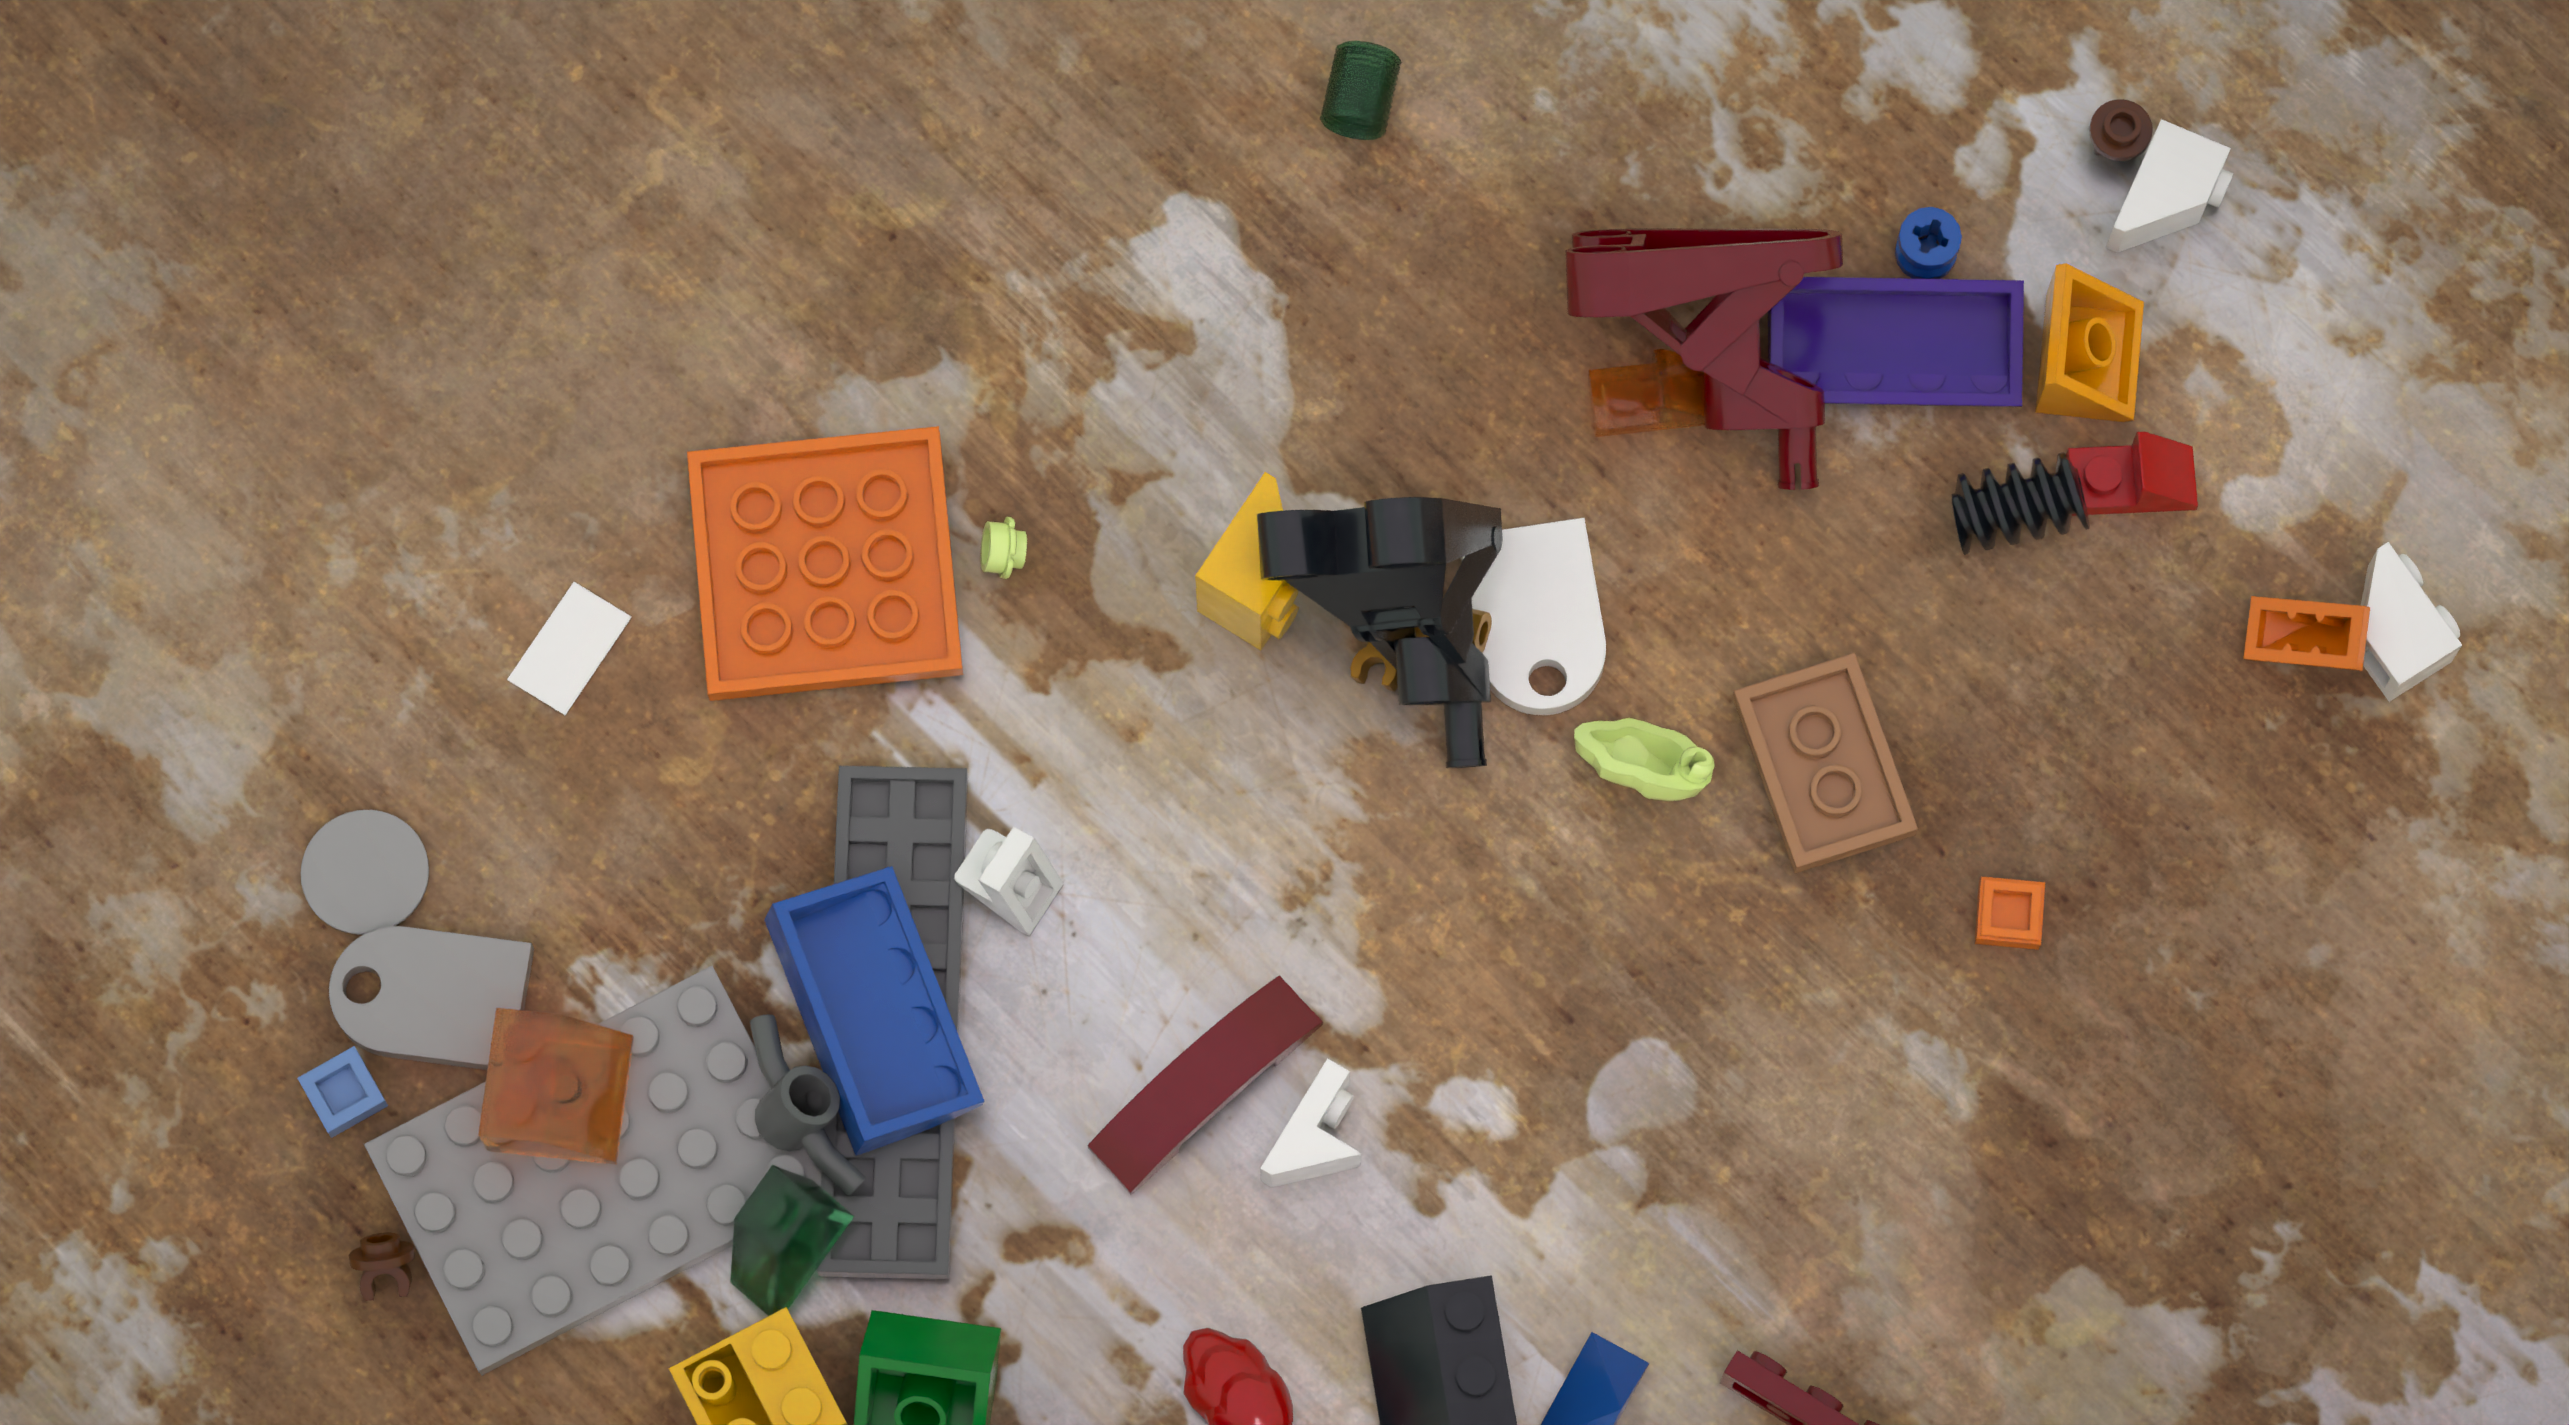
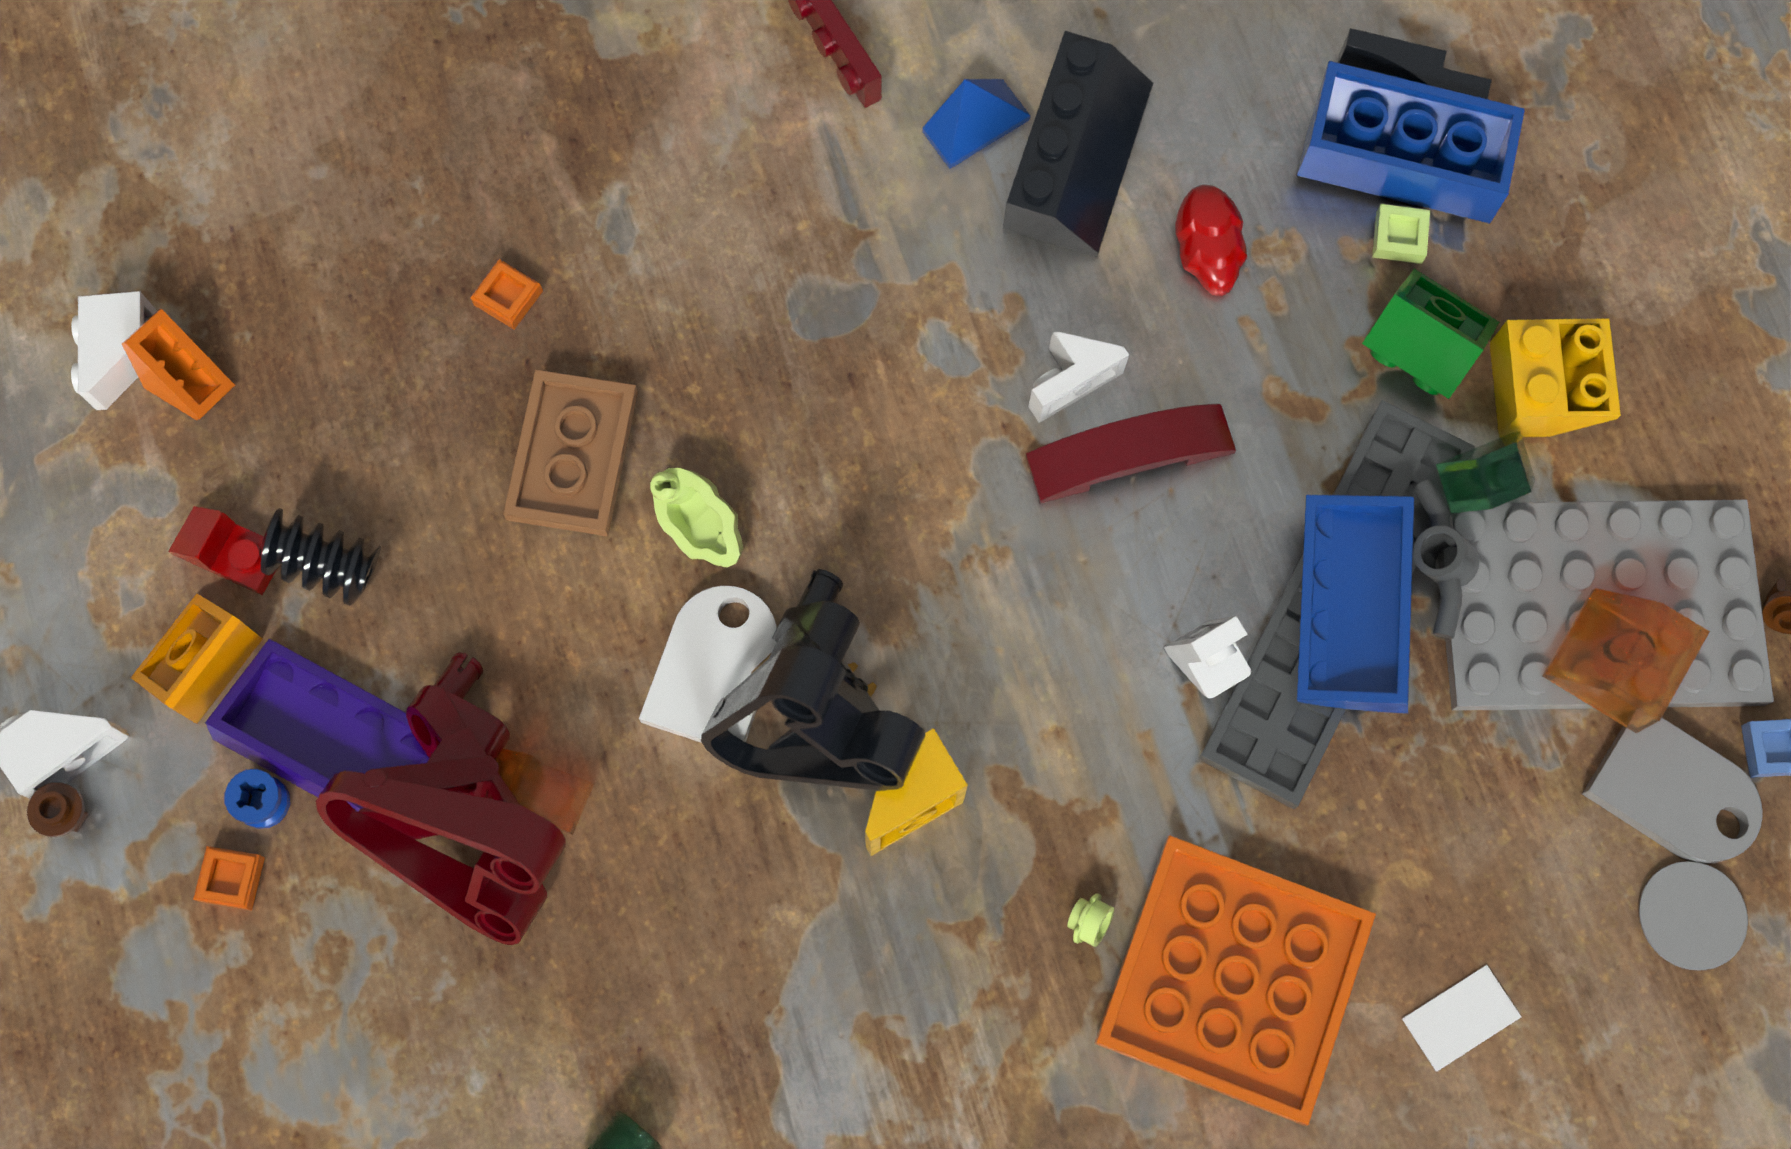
camera: 155 degrees left, 0 degrees up
(1909, 161) = (229, 878): none -> orange tile

